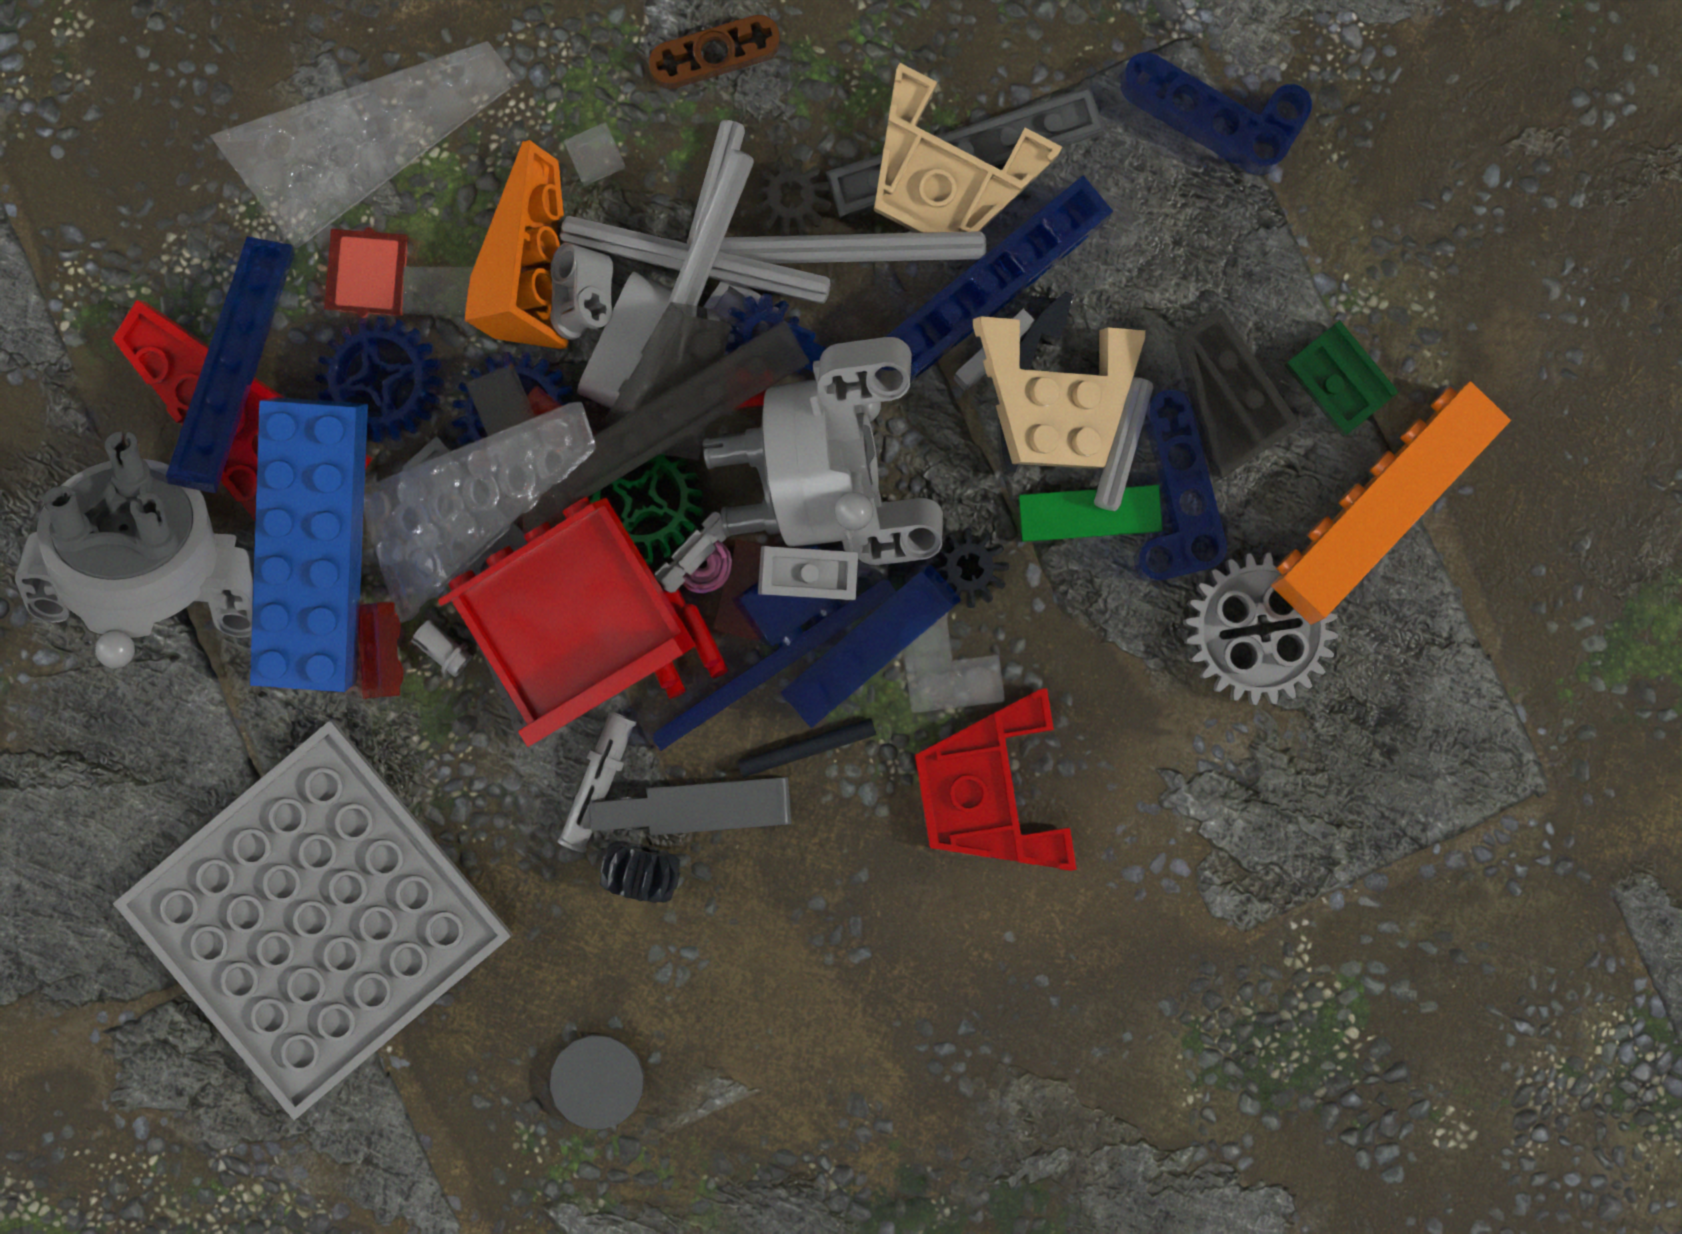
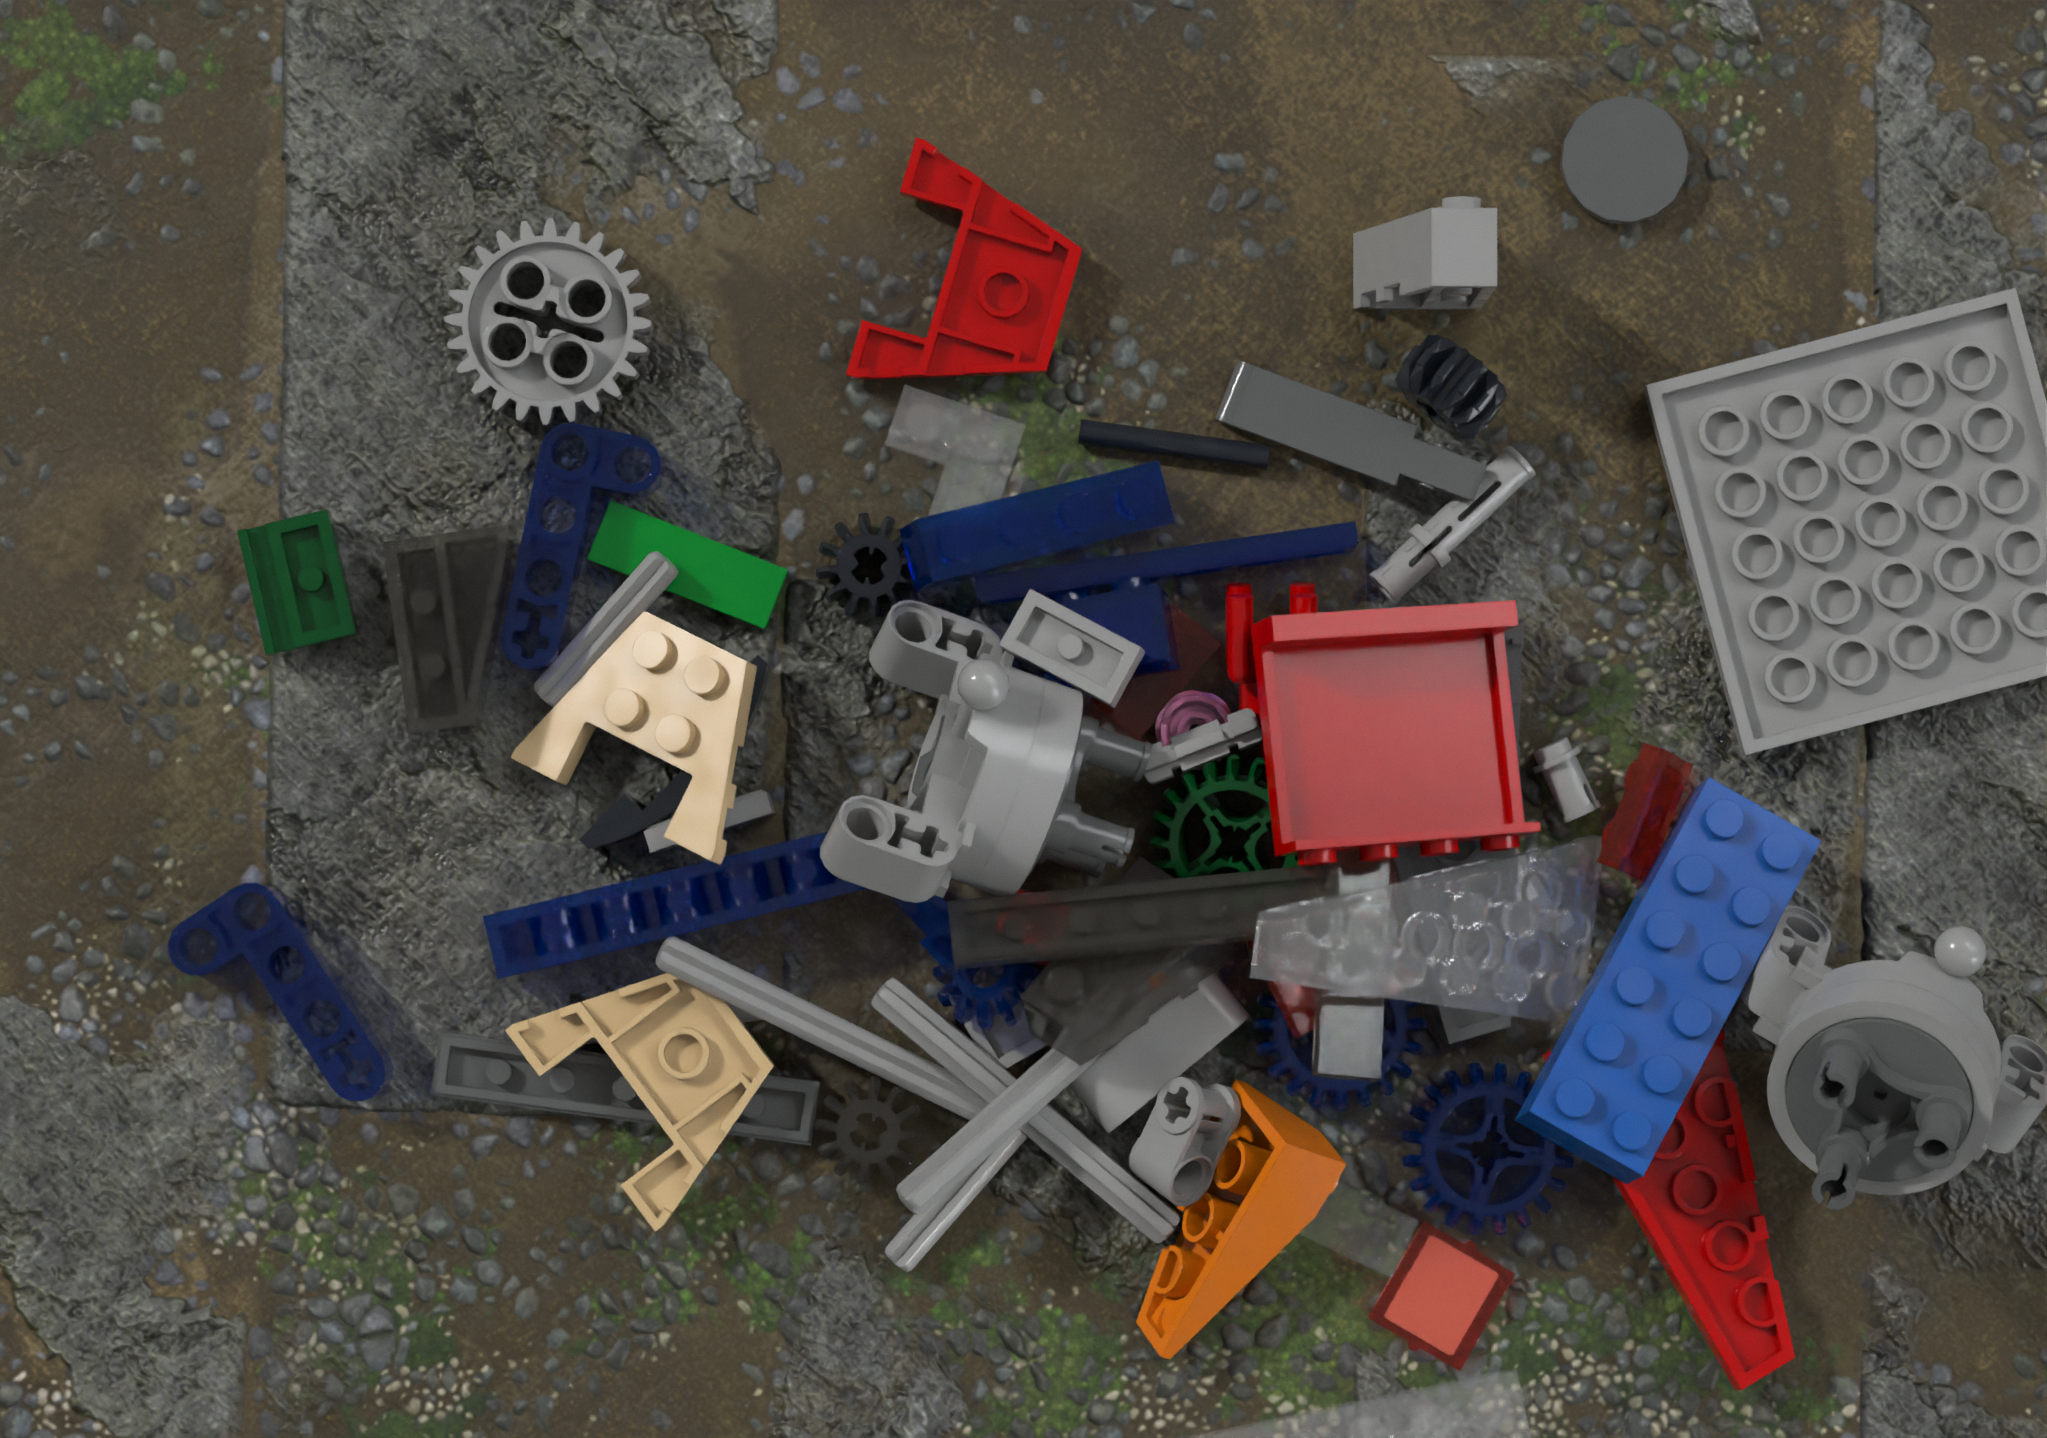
camera: 155 degrees left, 0 degrees up
(230, 365) = (1660, 1247): clear blue tile -> none
(594, 154) = (1087, 1307): clear tile -> none
(694, 950) = (1428, 259): none -> light grey wedge
(722, 33) = (921, 1385): reddish brown beam -> none
(1389, 503) = (317, 399): orange brick -> none

